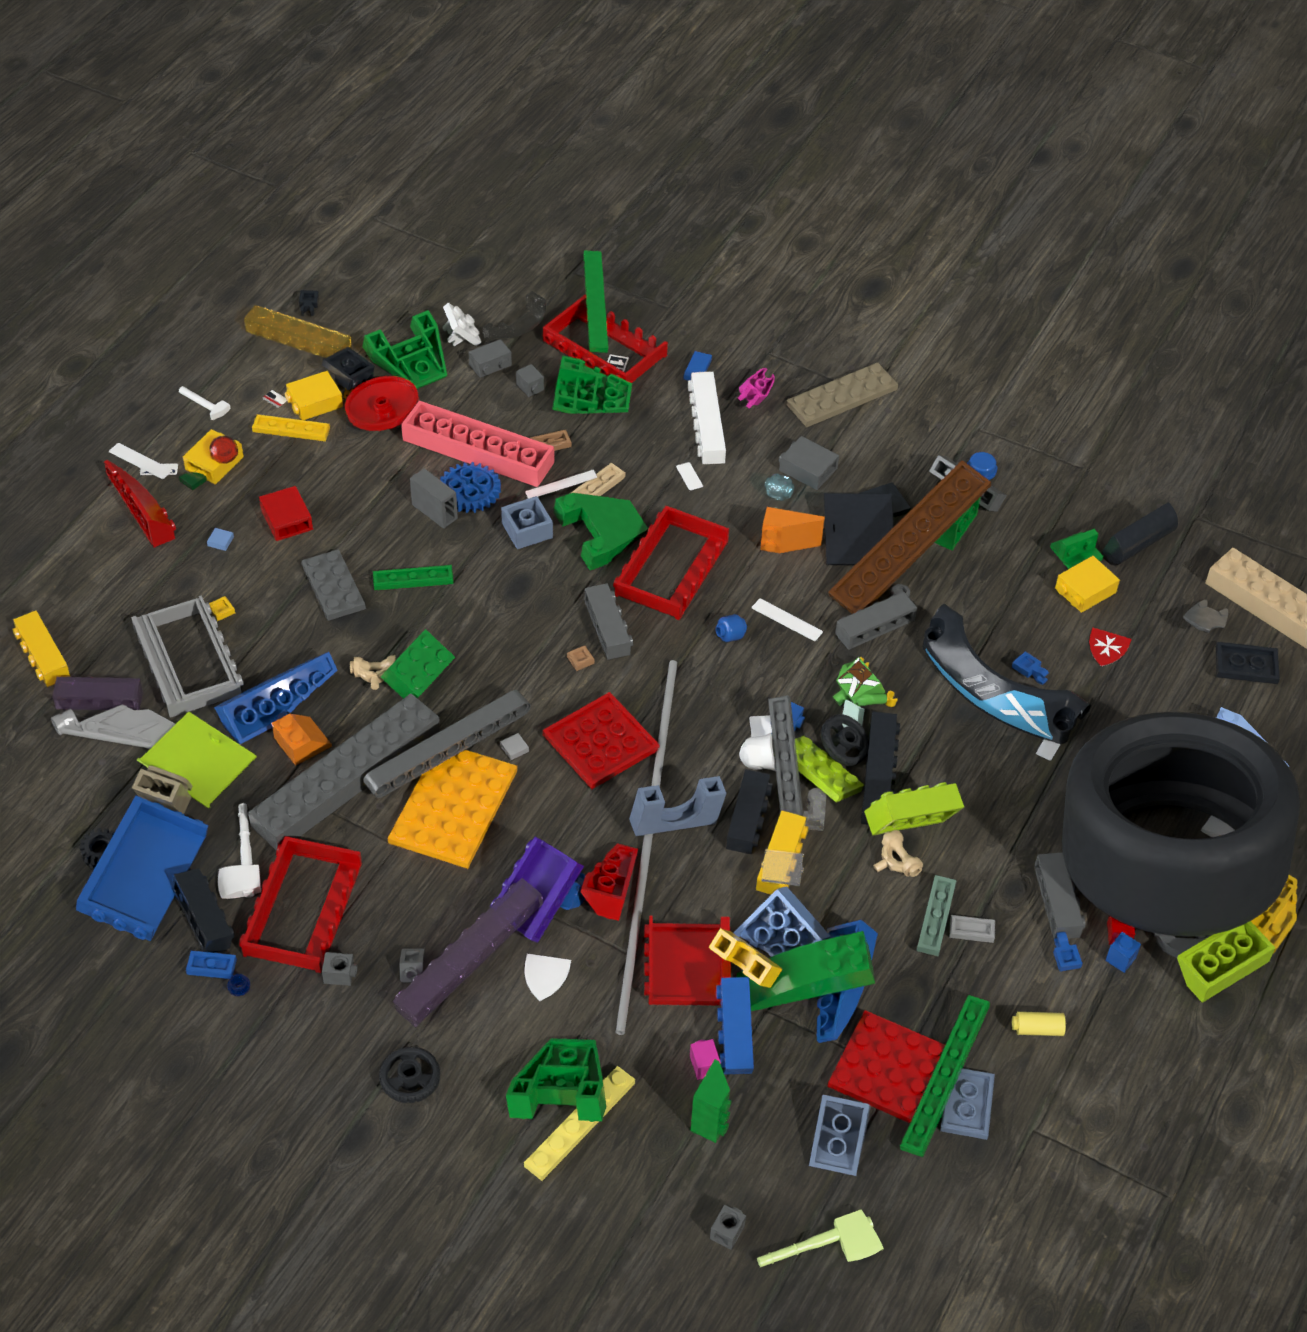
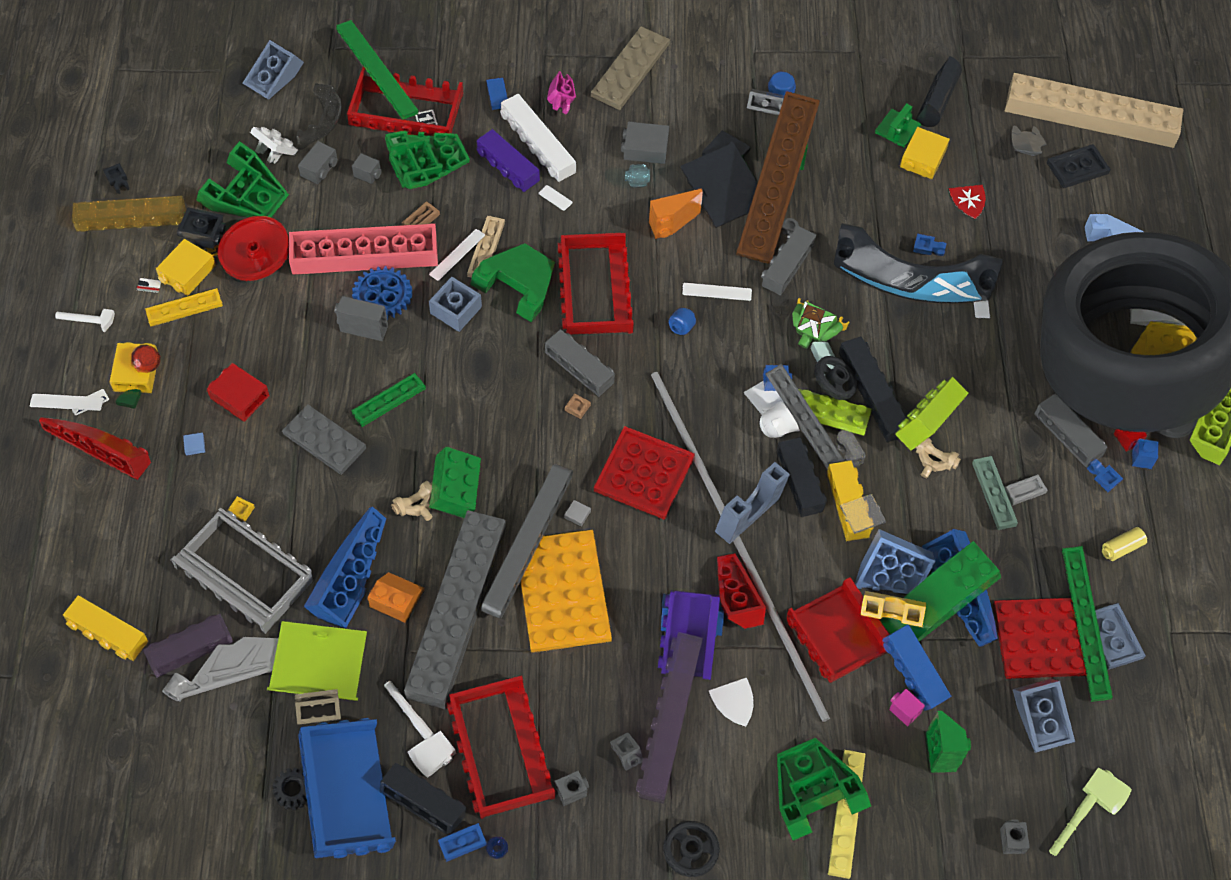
camera: 30 degrees left, 10 degrees up
(505, 268) = (272, 70): none -> sand blue slope
(664, 425) = (508, 160): none -> dark purple brick

